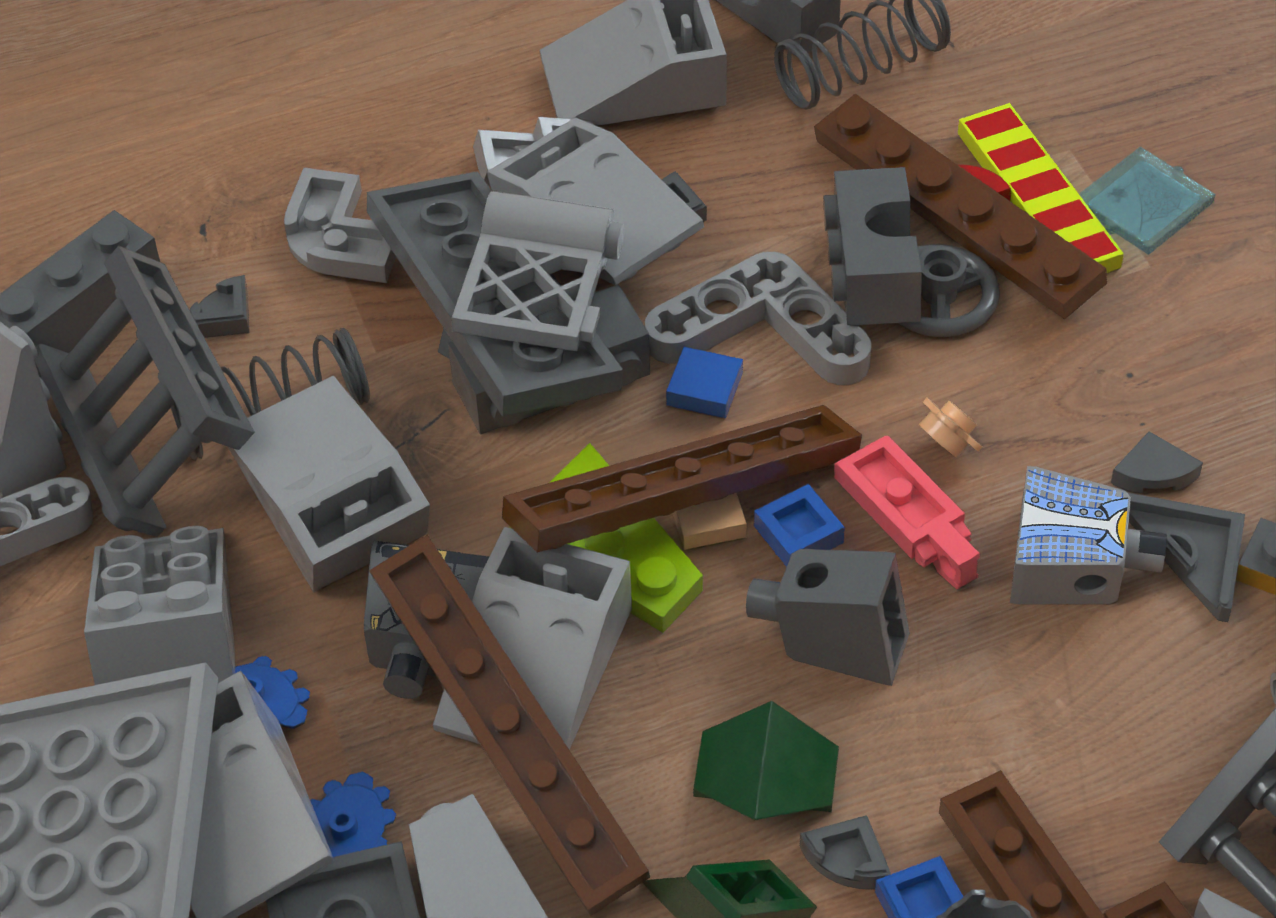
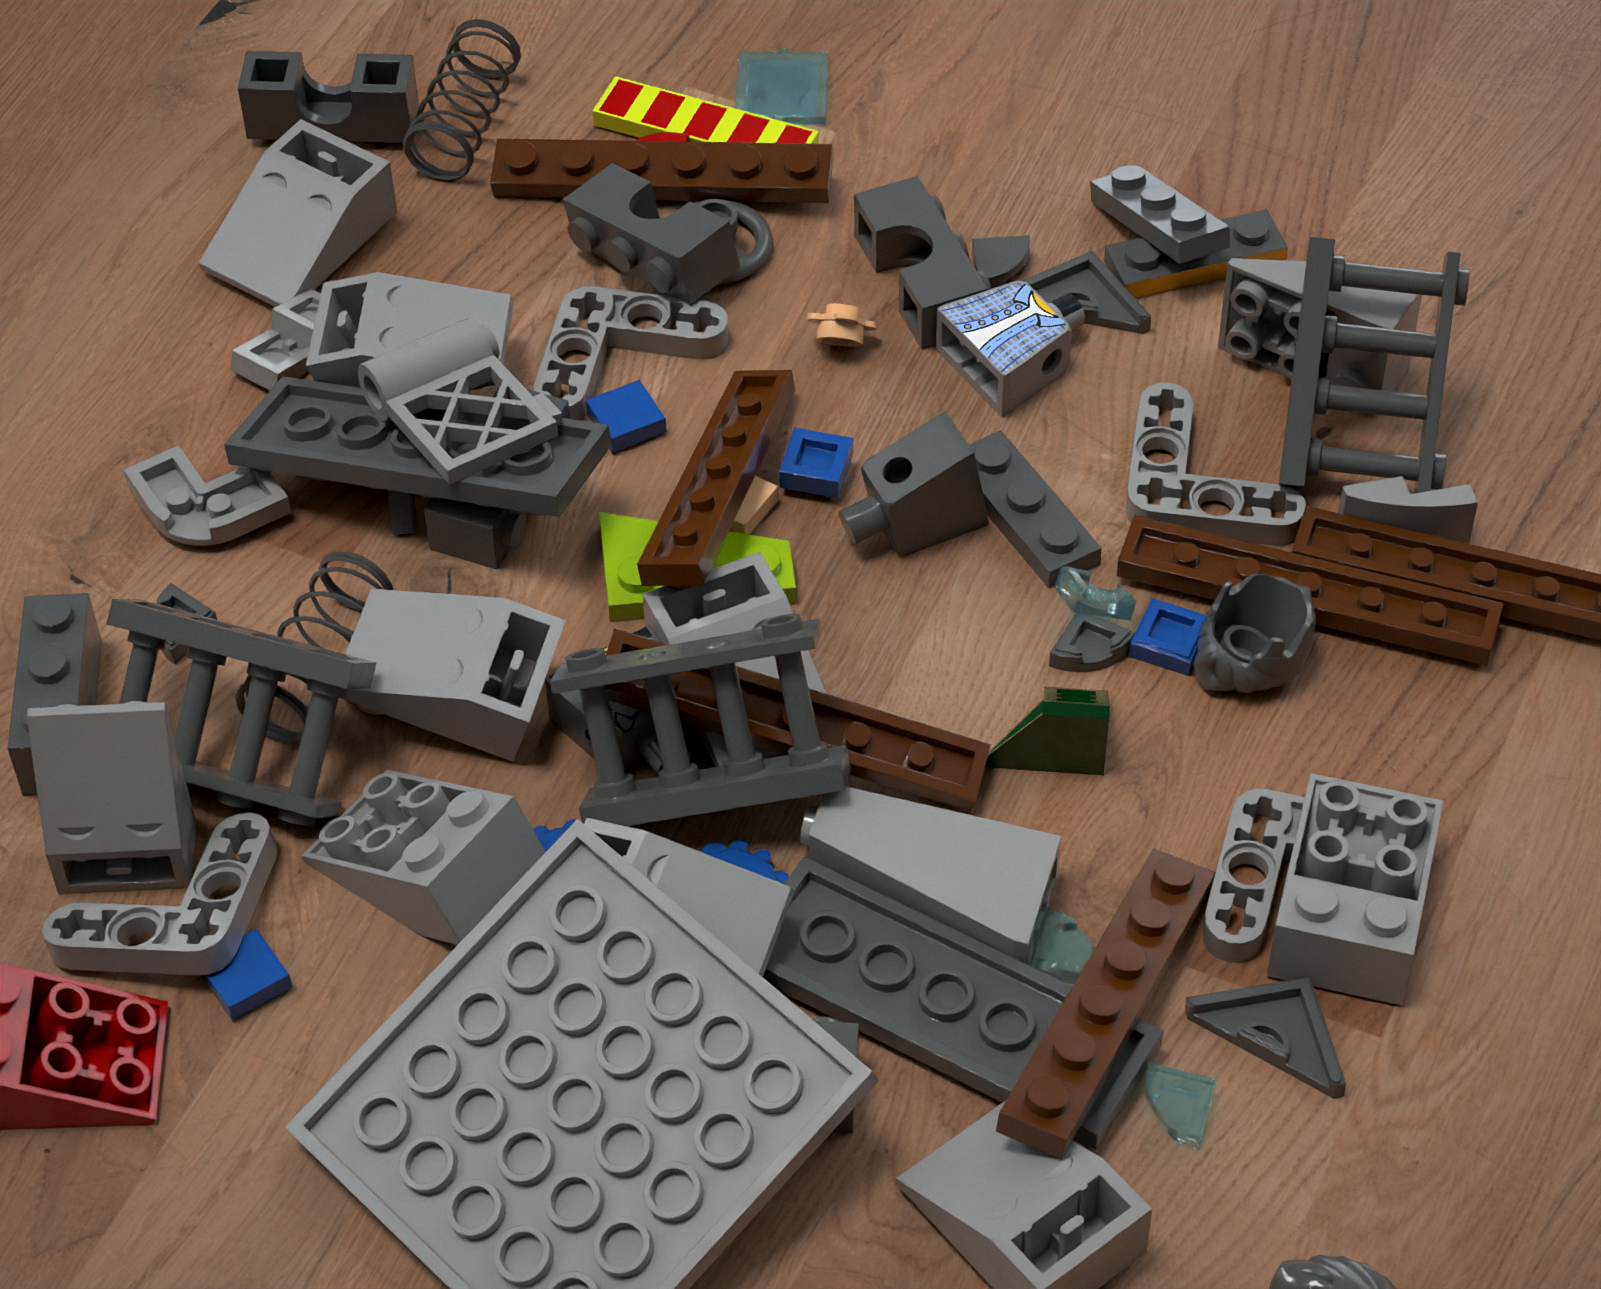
camera: 45 degrees left, 0 degrees up
(367, 707) = (745, 775): none -> dark grey fence
(766, 764) = (974, 628): dark green slope -> none
(891, 815) = (1090, 599): none -> clear light blue tile
(910, 509) = (873, 396): coral hinge -> none
(929, 696) = (1031, 512): none -> dark grey plate
(1082, 779) = (1172, 484): none -> light grey beam
(1094, 382) = (909, 229): none -> dark grey arch

